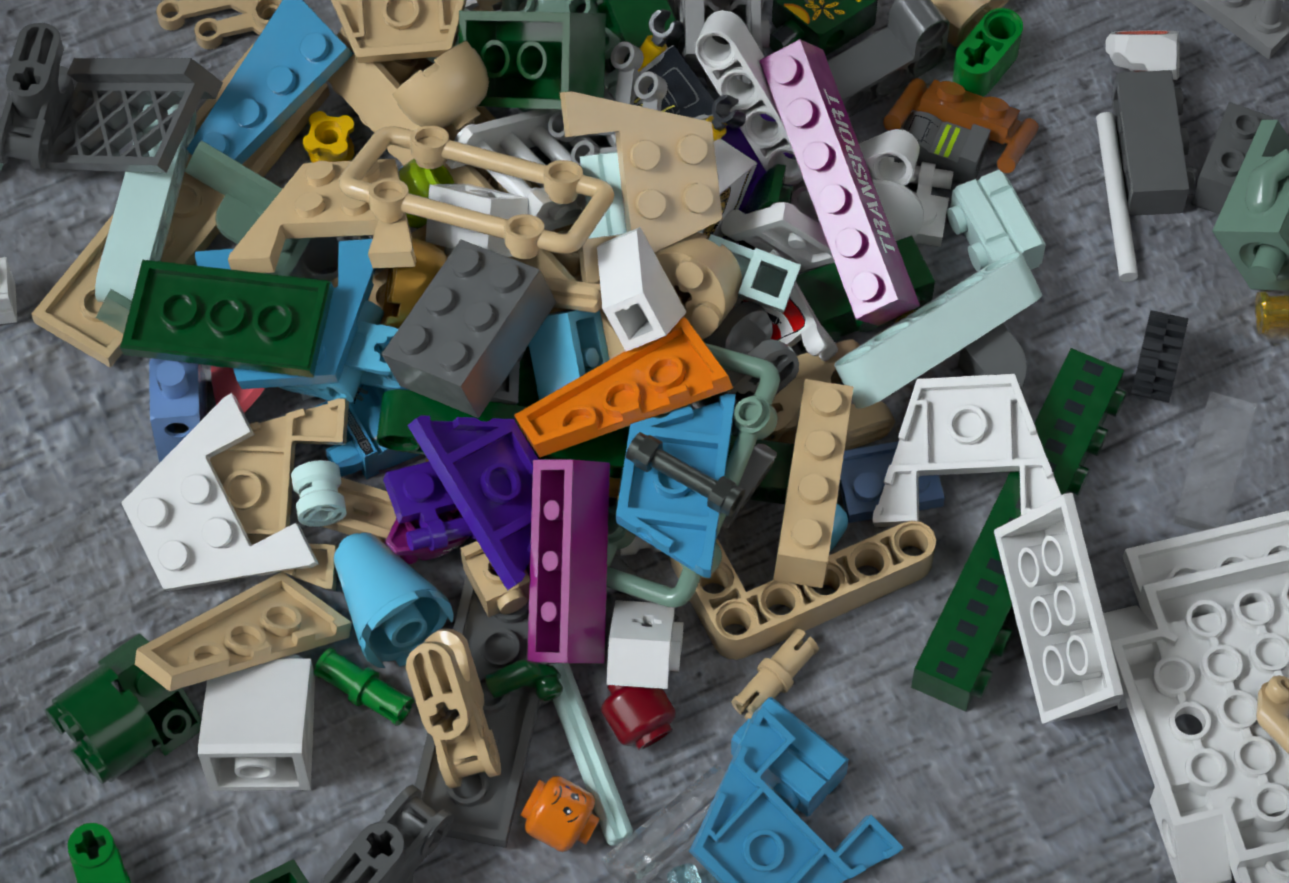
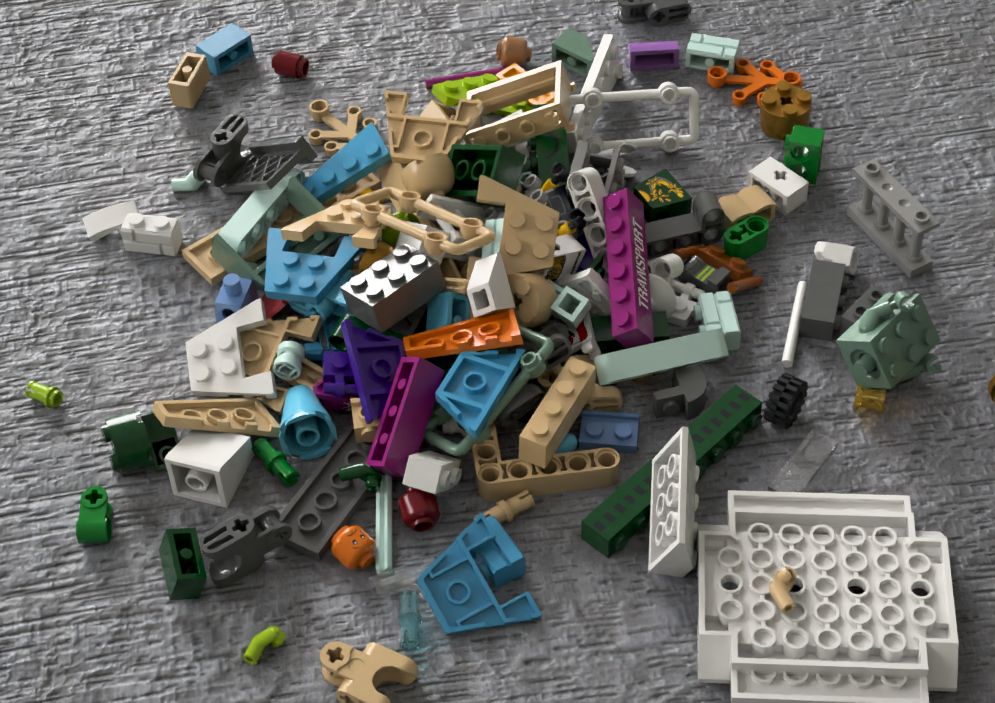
camera: 20 degrees right, 15 degrees down
(227, 318) = (270, 258): dark green tile -> none
(452, 706) = (312, 469): tan piece -> none
(648, 453) = (495, 392): pearl dark grey bar -> none
(964, 429) = (652, 407): white wing -> none

